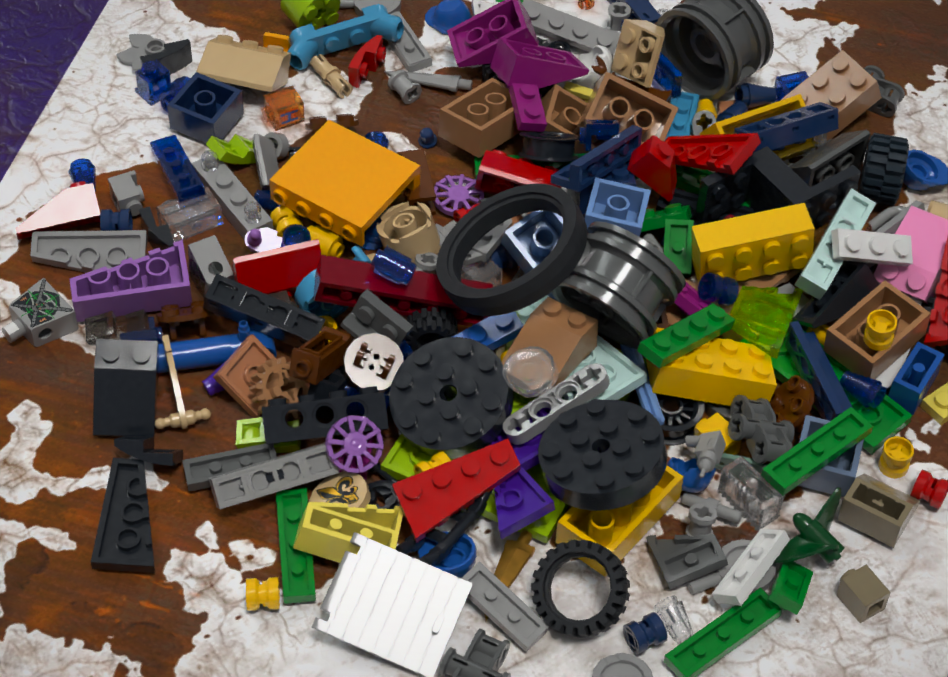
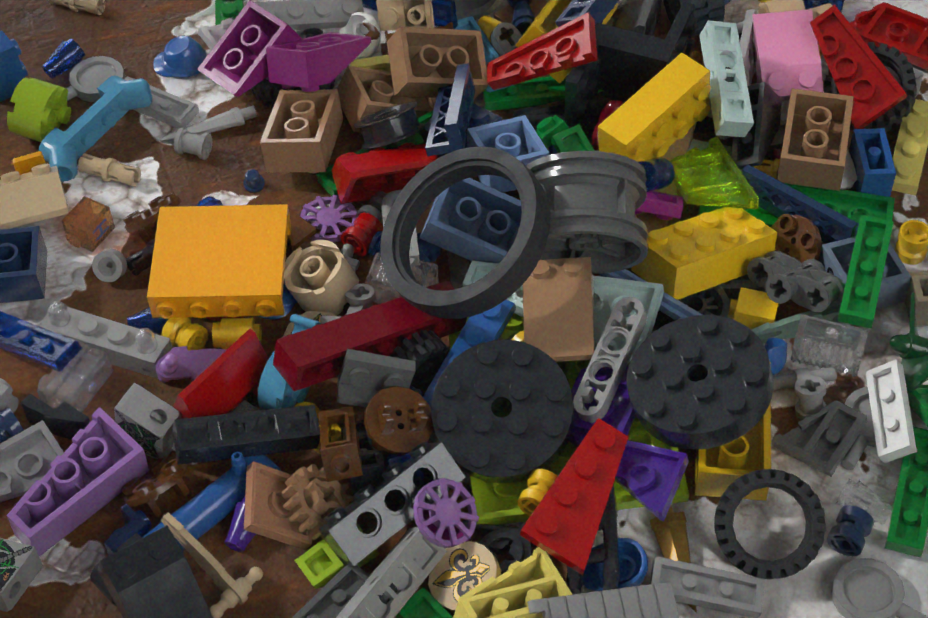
camera: 30 degrees left, 0 degrees up
(109, 326) = (83, 544): clear smoke slope -> none
(236, 151) = (73, 290): lime slope -> none
(265, 159) = (116, 287): light grey slope -> none
(295, 234) = (219, 339): clear blue wheel -> none
(366, 60) = (135, 136): red slope -> none
(393, 266) = (356, 311): clear blue brick -> none
(527, 107) = (342, 99): magenta plate -> none
(530, 371) = (569, 340): clear piece -> none
(601, 128) = (427, 85): clear blue bracket -> none
(655, 166) = (503, 92): red slope -> none
(686, 335) = (673, 229): green plate -> none
(708, 449) = (770, 325): light grey piece -> none
(864, 389) = (841, 196): clear blue cone -> none
(872, 247) = (760, 64): white plate -> none
(880, 329) = (832, 132): yellow wheel -> none

